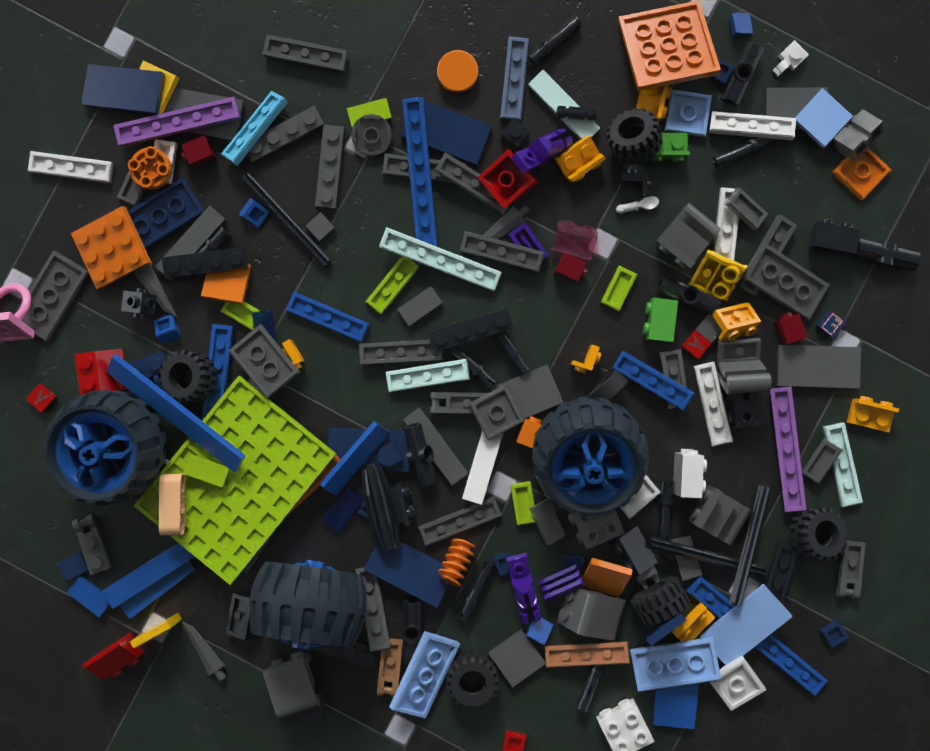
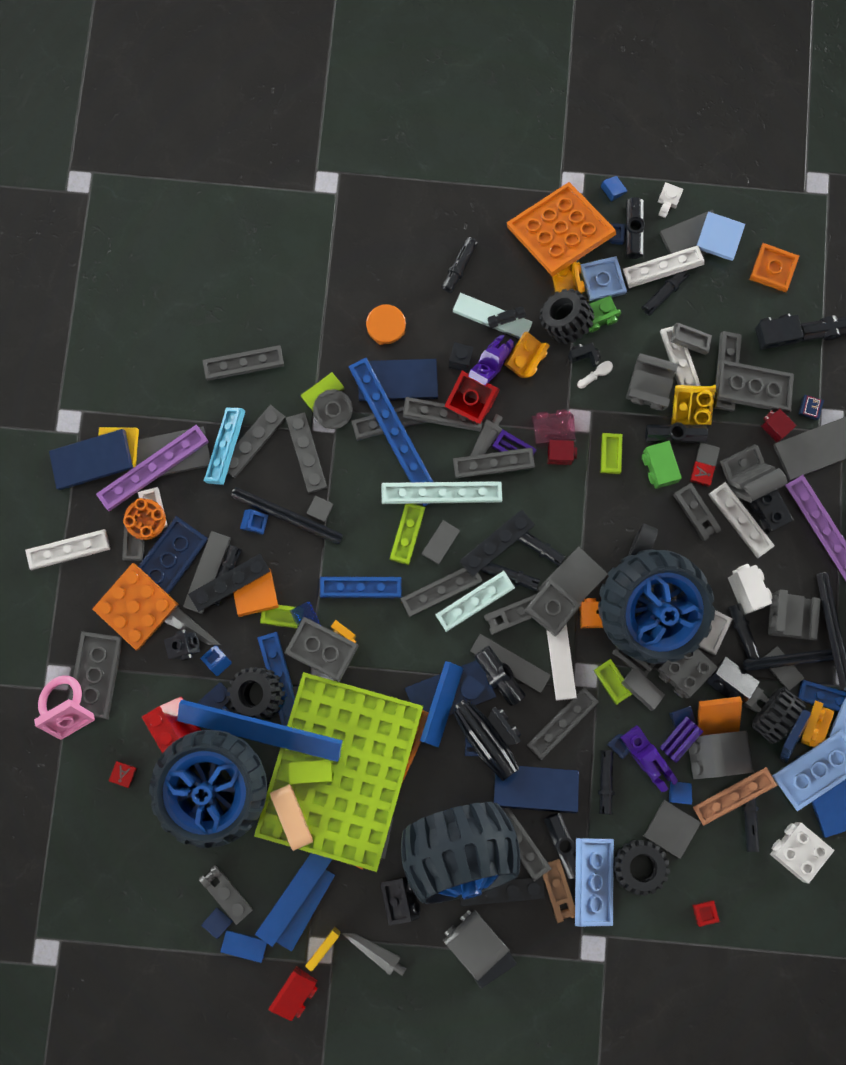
camera: 30 degrees left, 10 degrees down
(198, 152) = (182, 487): dark red brick -> none
(343, 509) = (449, 758): clear blue tile -> none
(456, 561) = (576, 760): orange piece -> none
(514, 78) = (438, 310): sand blue tile -> none
(592, 358) = (616, 522): light orange bracket -> none
(653, 380) = (680, 520): blue tile -> none
(736, 321) = (728, 438): light orange bracket -> none
(859, 136) = (758, 238): dark grey brick -> none

